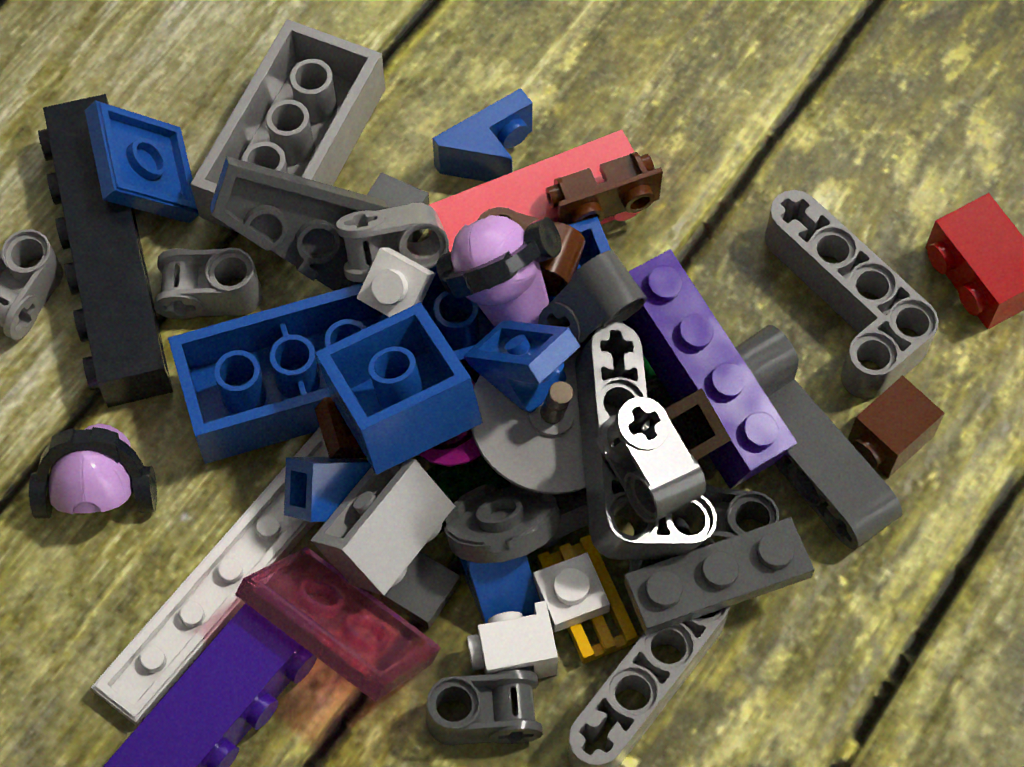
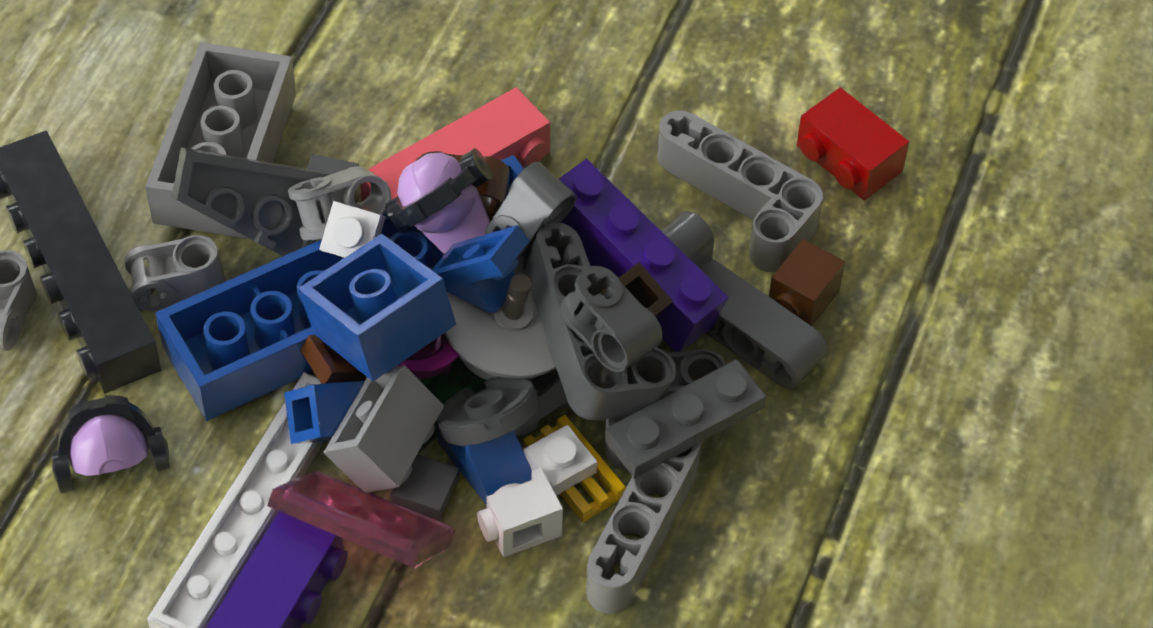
camera: 15 degrees left, 10 degrees down
(141, 162) = (93, 181): blue tile -> none
(478, 144) = (395, 118): blue slope -> none
(489, 707) = (510, 569): dark grey piece -> none
(628, 186) = (532, 129): reddish brown hinge -> none

